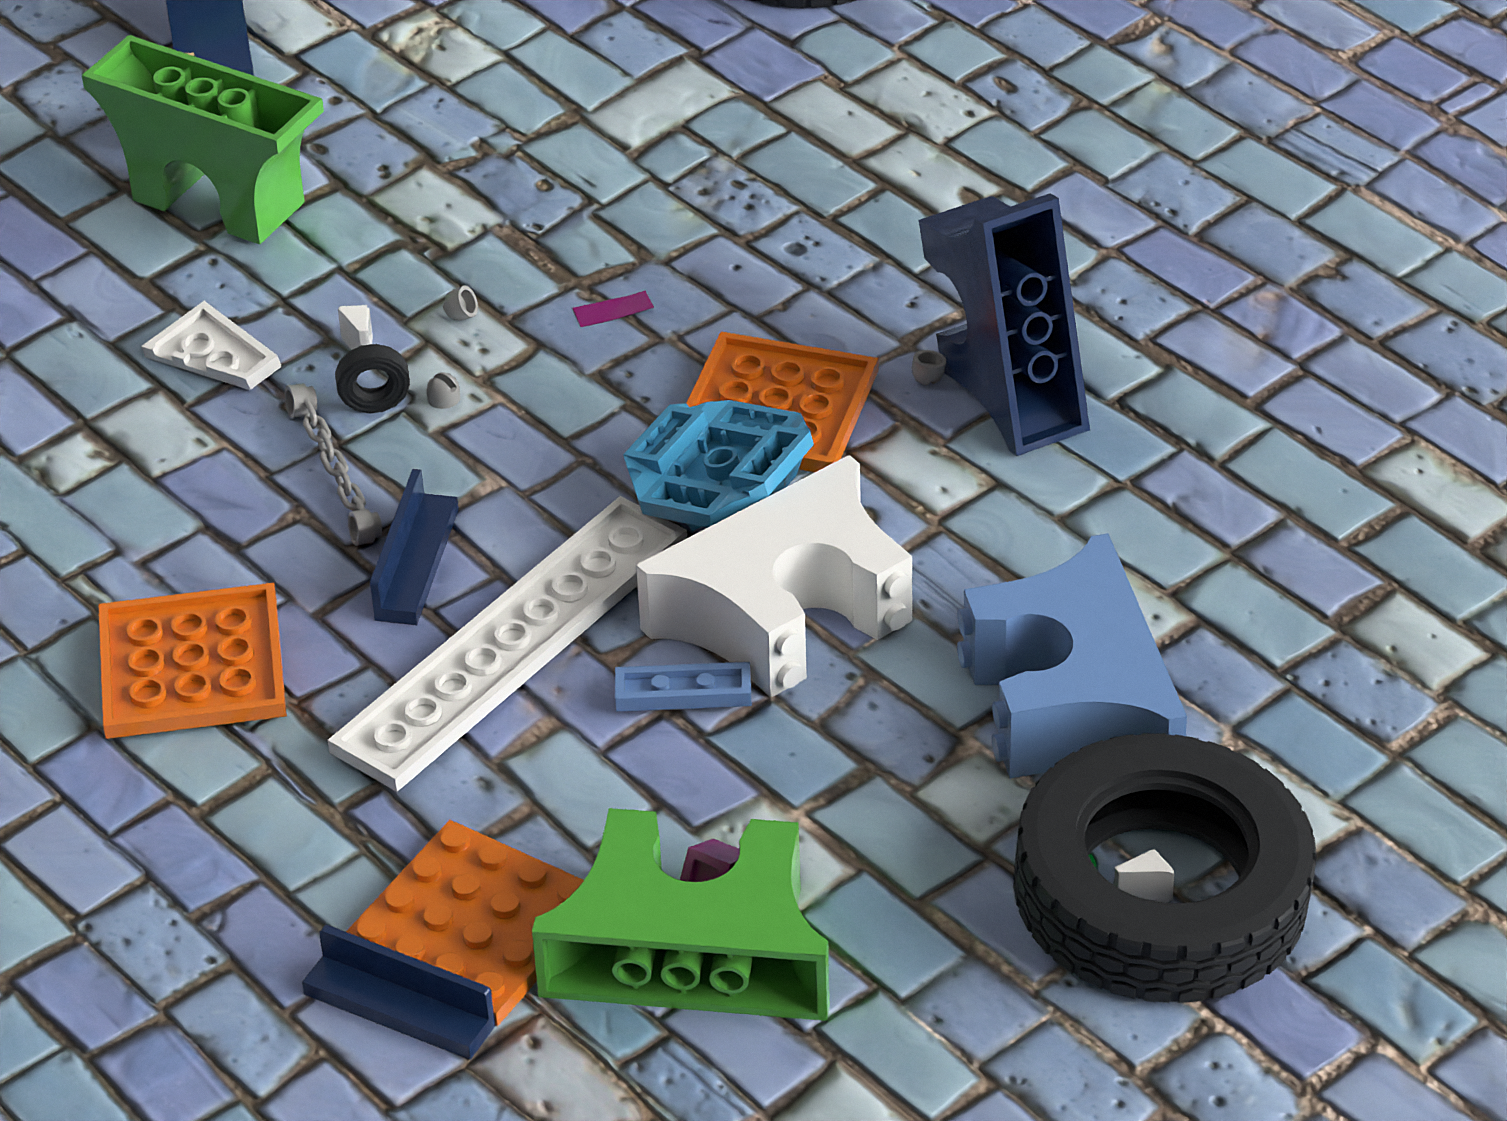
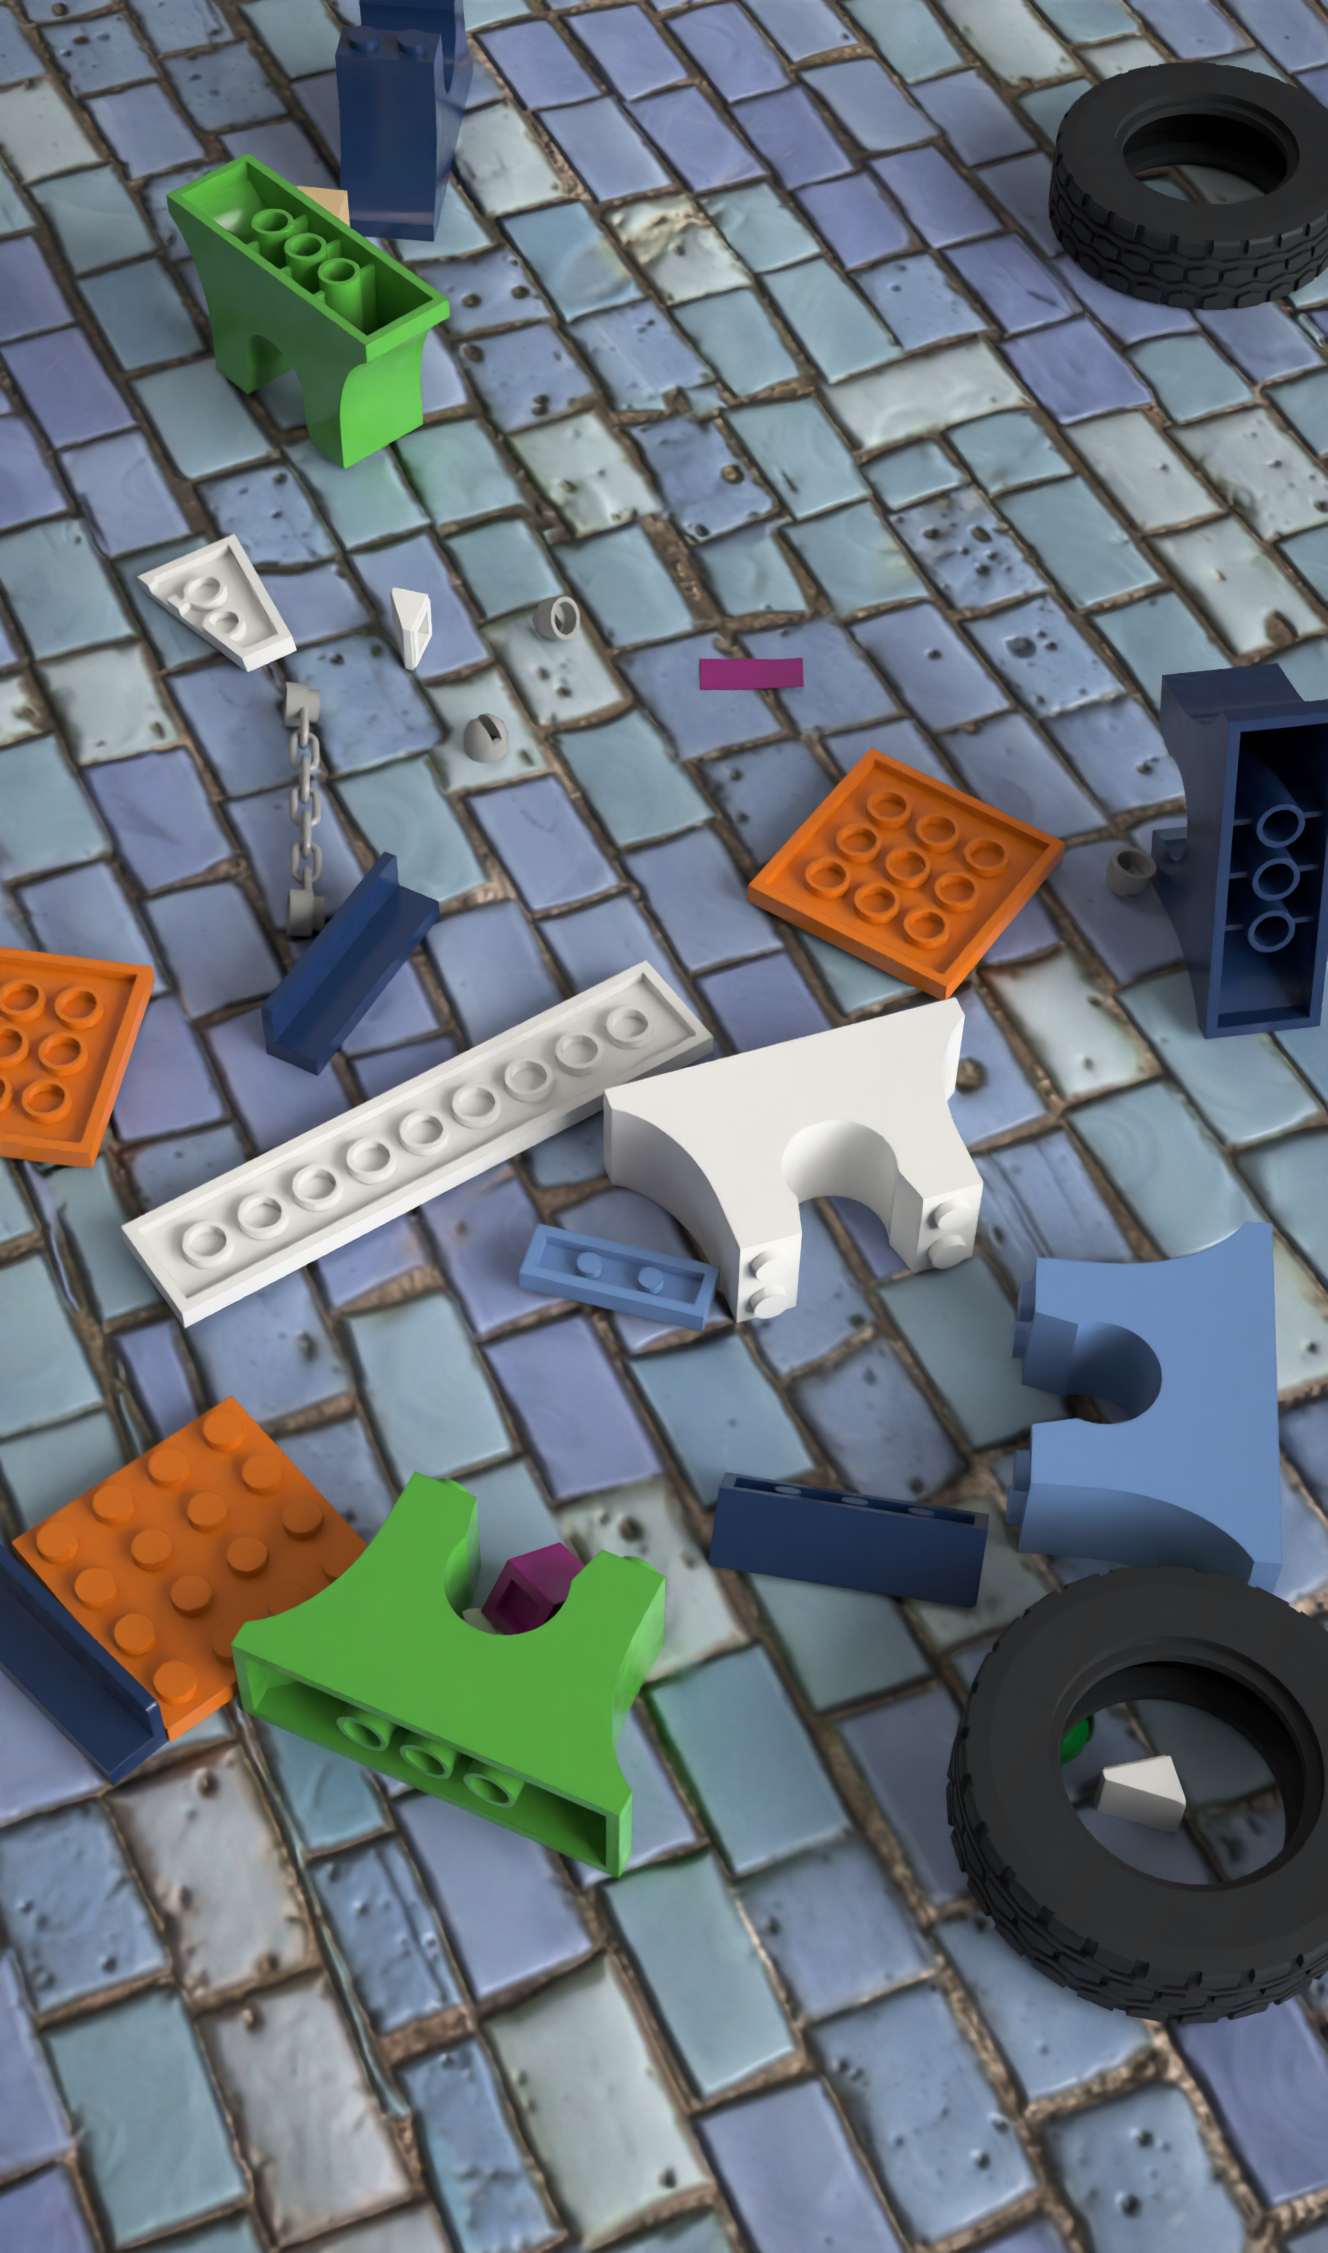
camera: 15 degrees right, 10 degrees up
(368, 358) = (399, 677): black tyre -> none
(715, 459) = (780, 950): dark azure piece -> none
(900, 796) = (849, 1540): none -> dark blue panel

